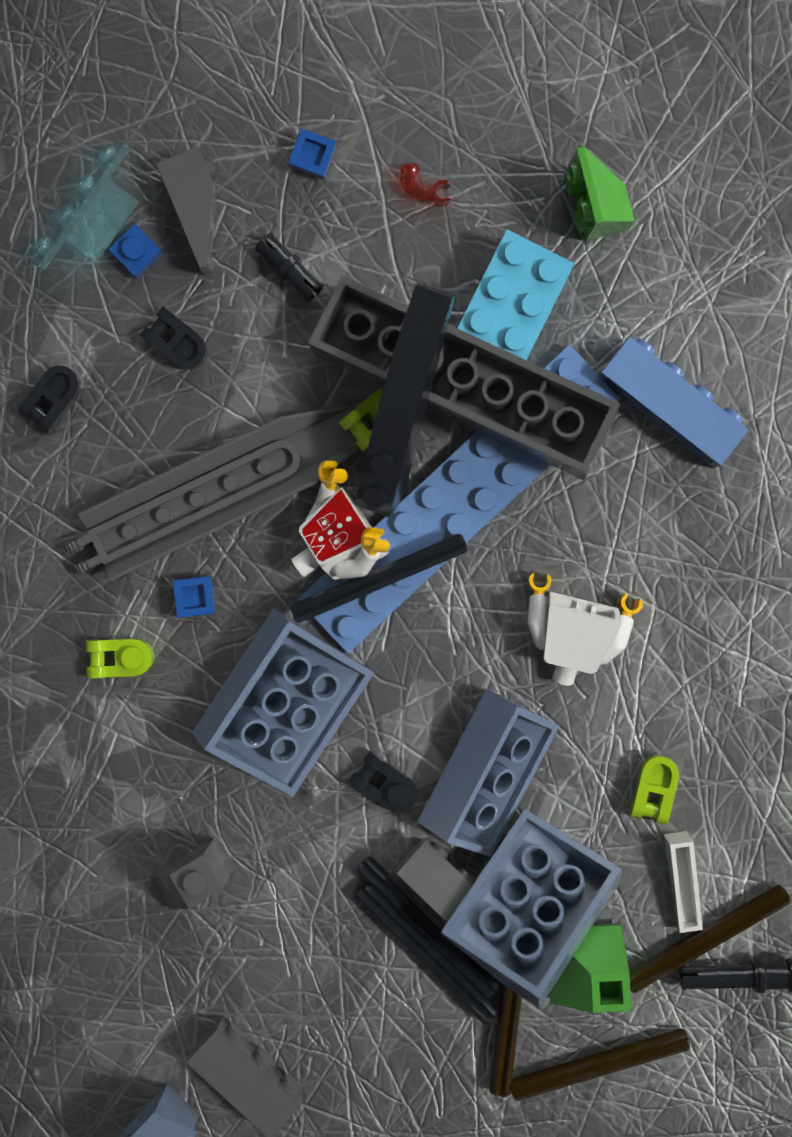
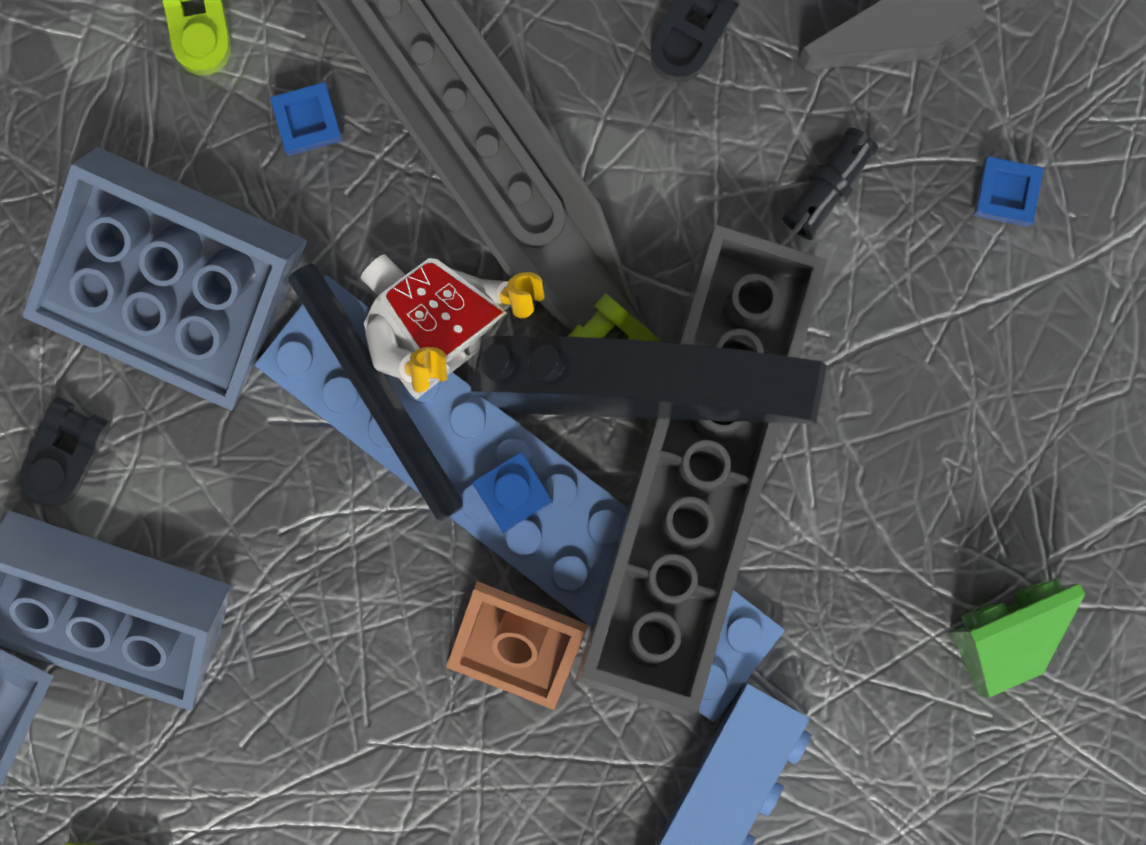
camera: 75 degrees right, 5 degrees down
(414, 186) = (986, 354): clear red arm -> none
(457, 501) = (512, 492): none -> blue plate
(516, 295) = (840, 532): medium azure brick -> none
(552, 514) = (516, 645): none -> nougat slope
(577, 631) = (340, 712): white torso -> none

